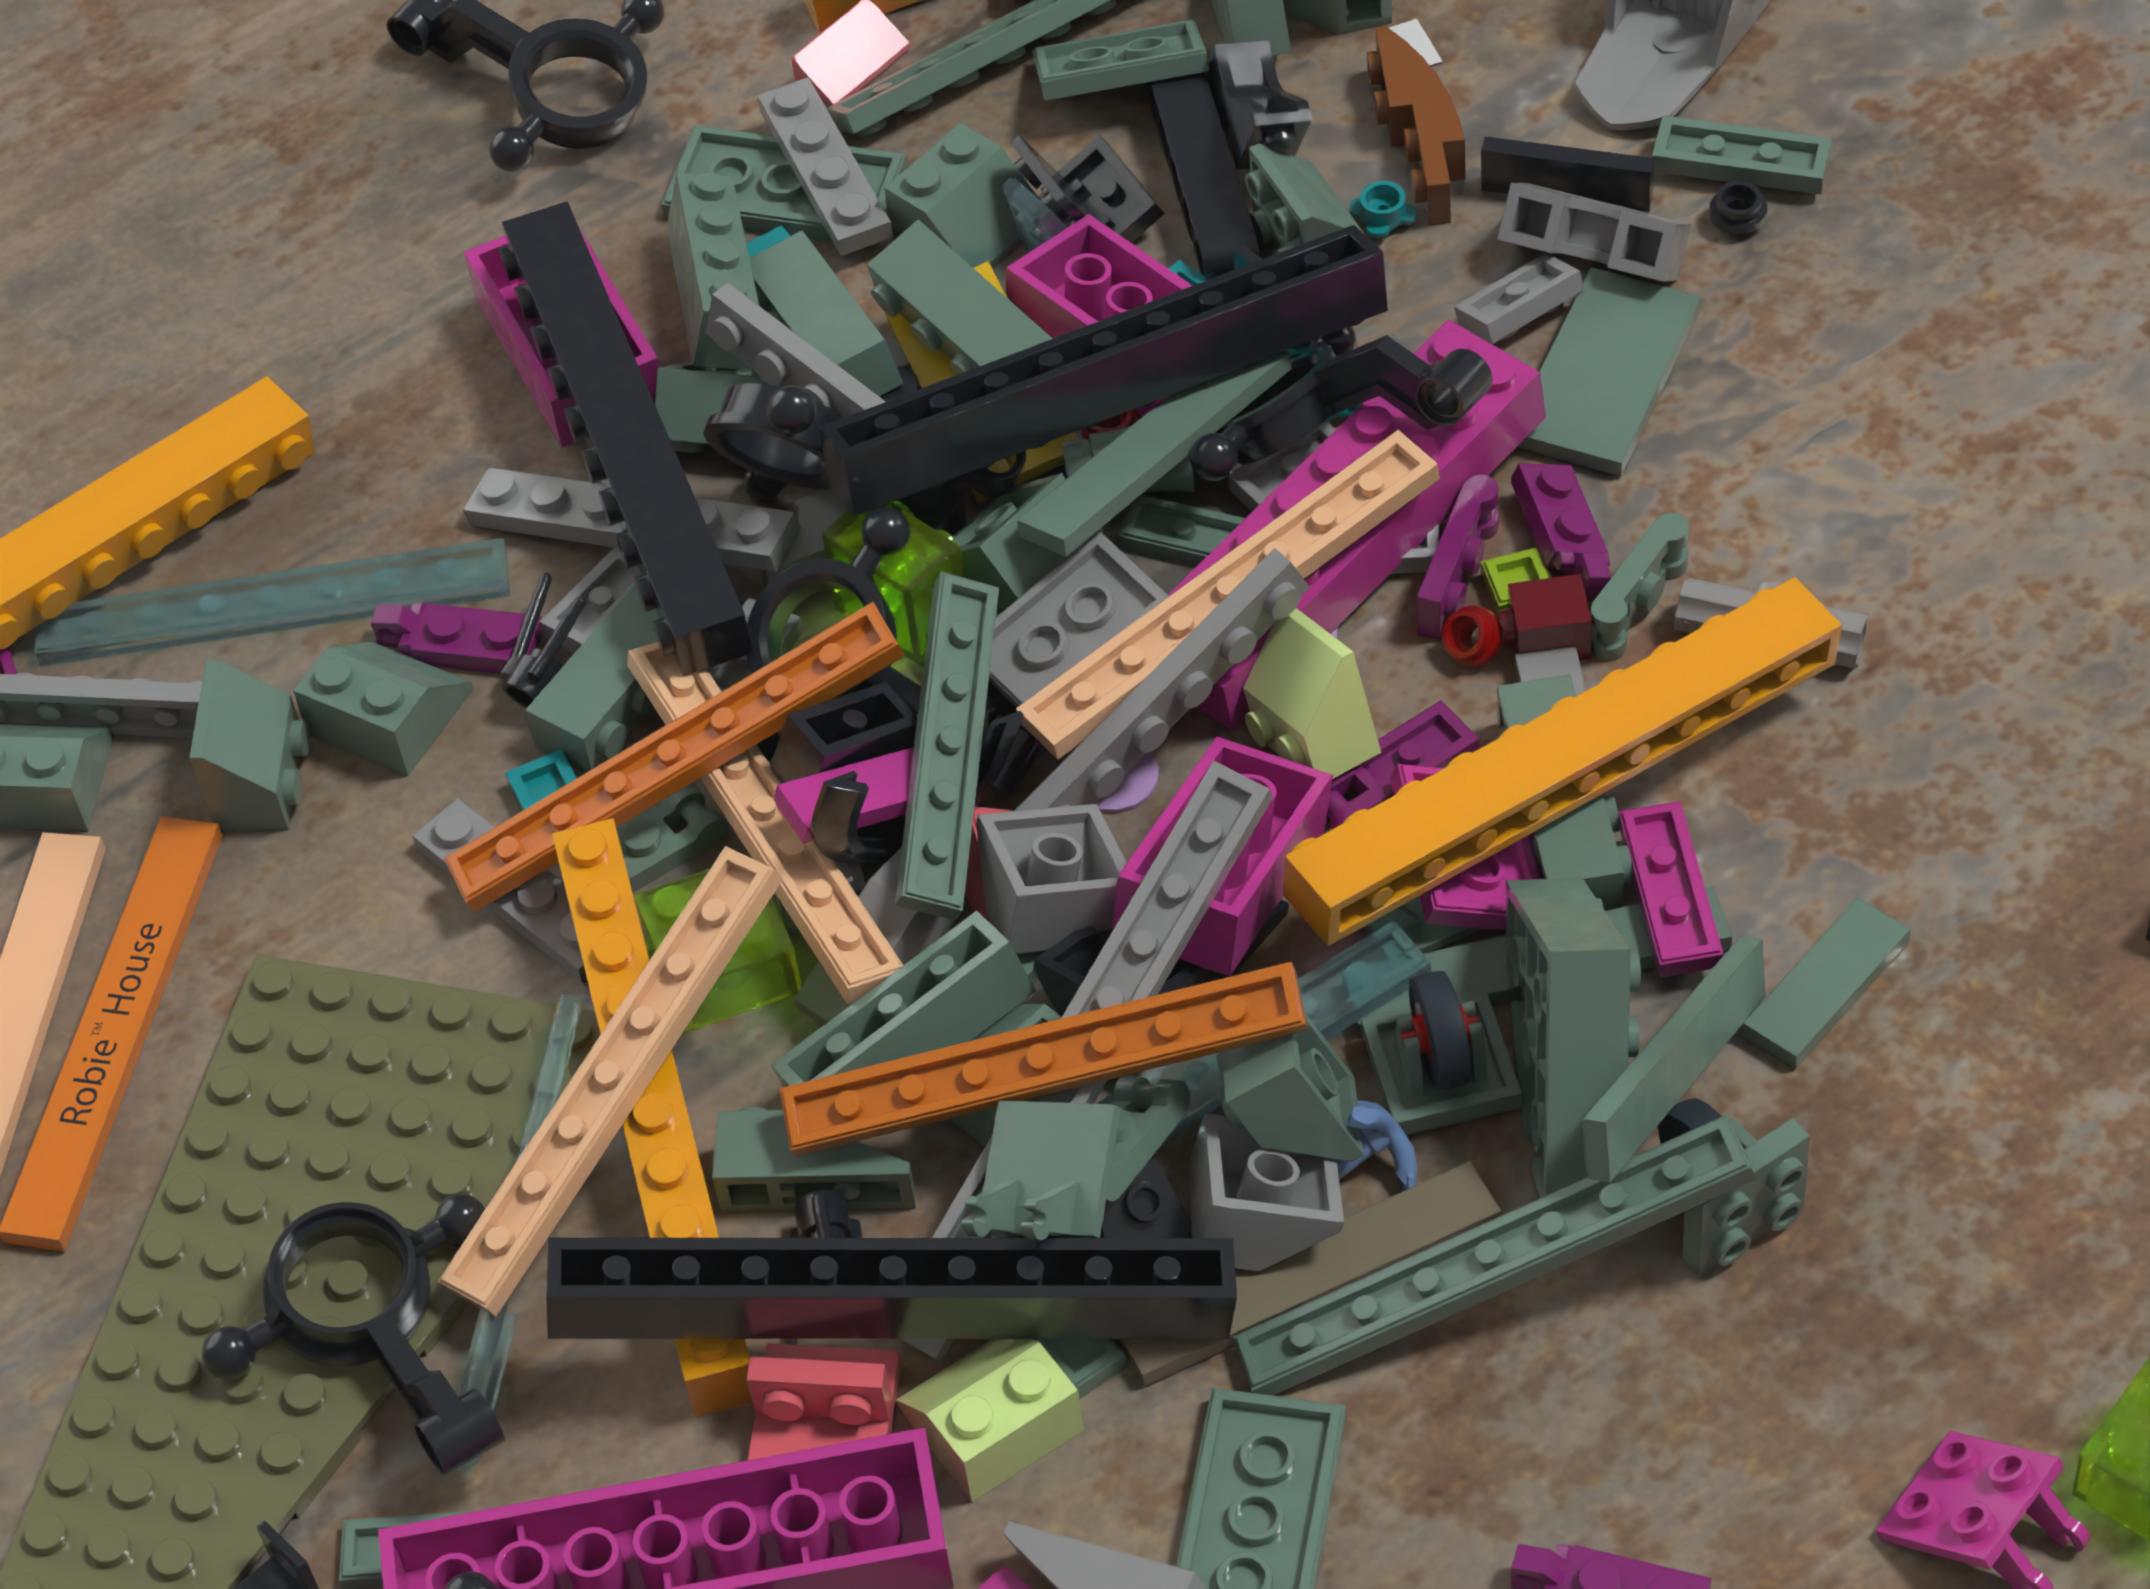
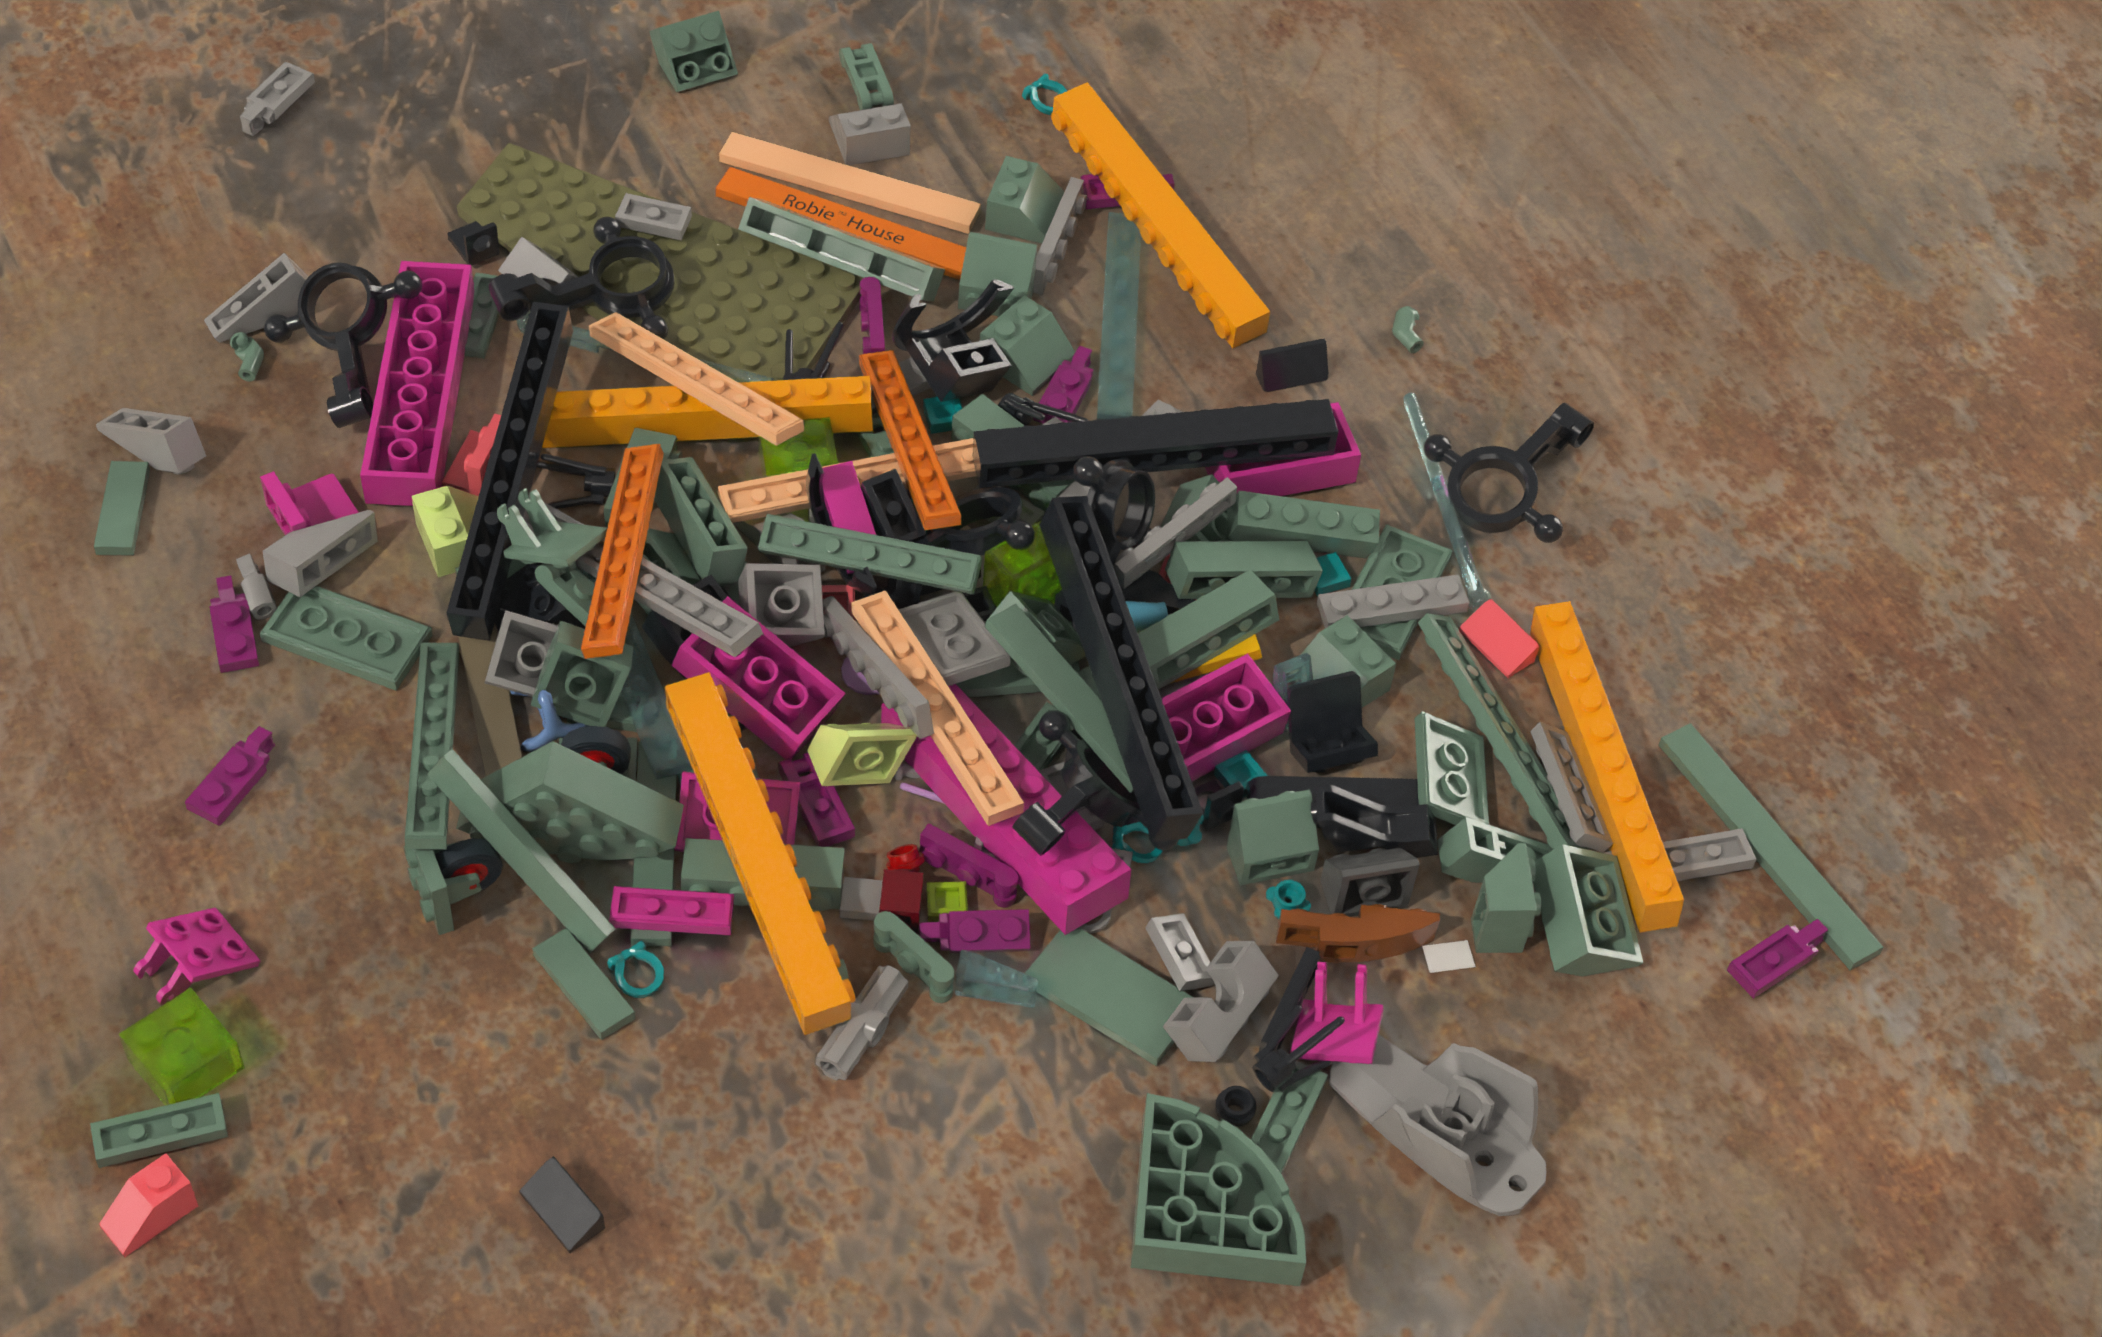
camera: 90 degrees right, 0 degrees up
(180, 1287) = (653, 216): none -> light grey plate
(205, 994) = (841, 248): none -> sand green brick
(241, 243) = (1403, 329): none -> sand green arm
(342, 1452) = (531, 258): none -> light grey arch
(355, 360) = (1292, 365): none -> black slope
(369, 914) = (871, 315): none -> magenta plate
(465, 758) = (947, 355): none -> black piece
(536, 978) = (822, 365): none -> black plant
(586, 151) = (1476, 593): none -> clear light blue bar
(1346, 107) = (1369, 879): none -> dark grey slope
(1586, 105) = (1355, 1038): none -> dark pink plate
(1646, 487) = (992, 981): none -> clear light blue slope
(1690, 143) = (1276, 1068): none -> black plant
(1777, 946) = (638, 951): none -> teal piece
(1909, 195) = (1211, 1201): none -> sand green brick

